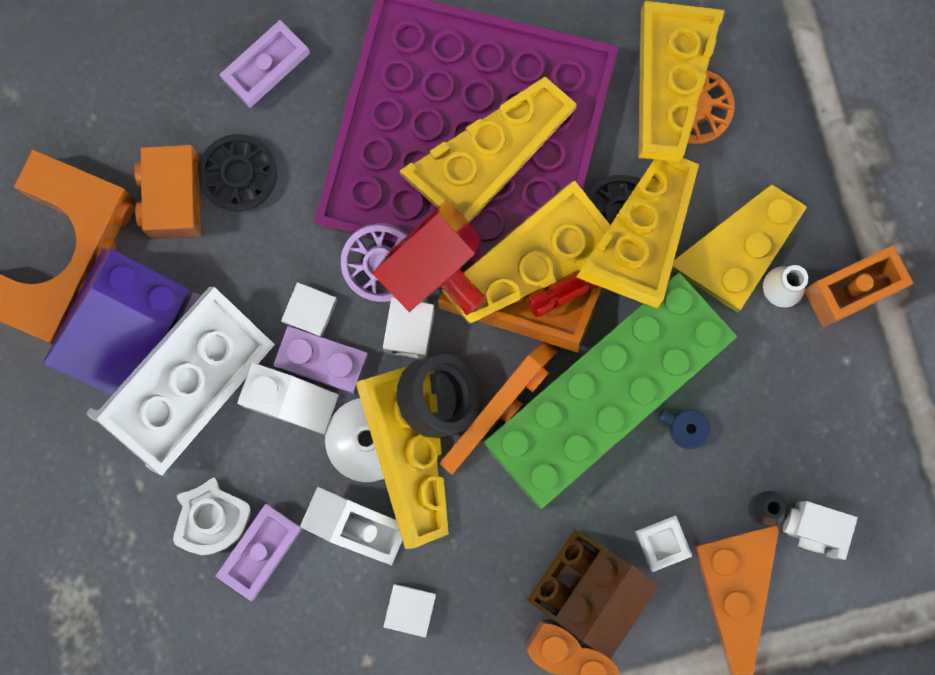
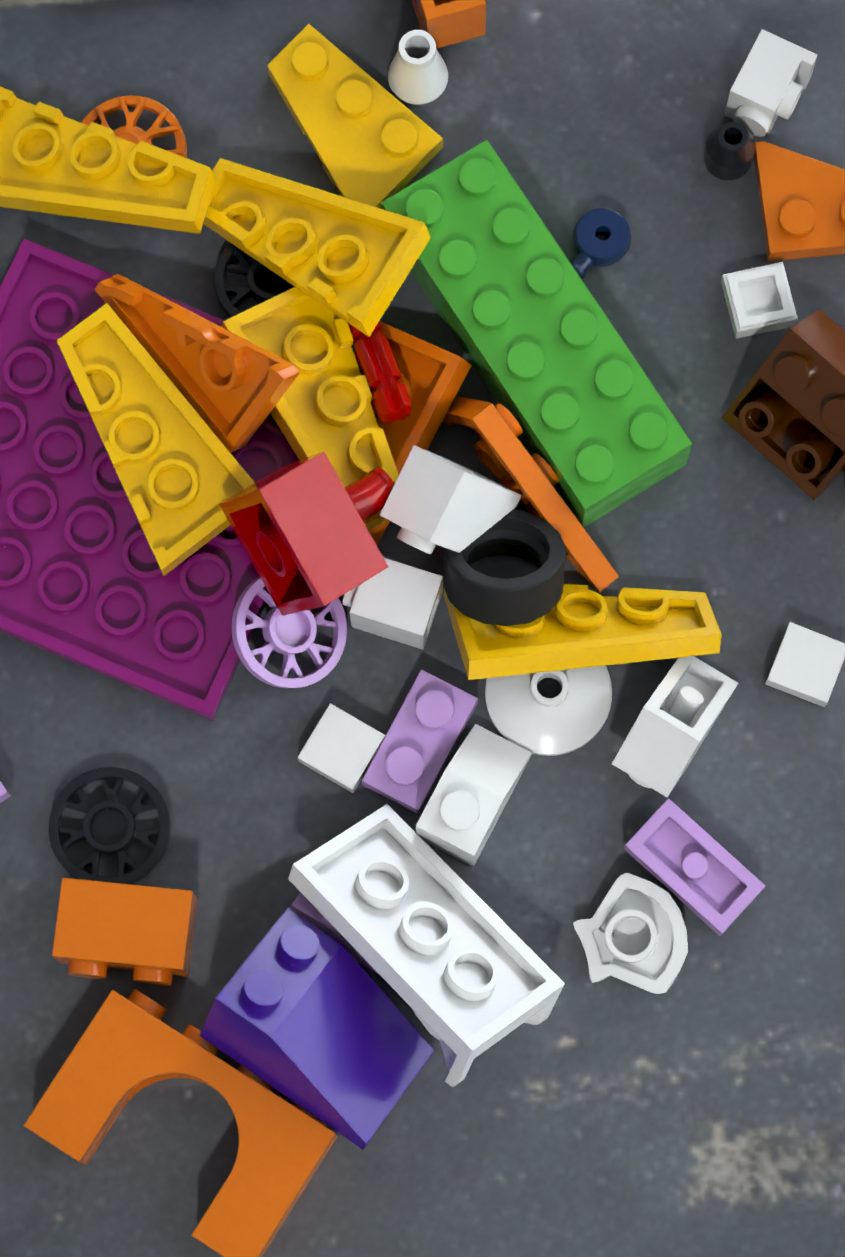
camera: 80 degrees left, 5 degrees down
(472, 348) = (444, 503): none -> white slope
(539, 183) = (215, 370): none -> orange wing

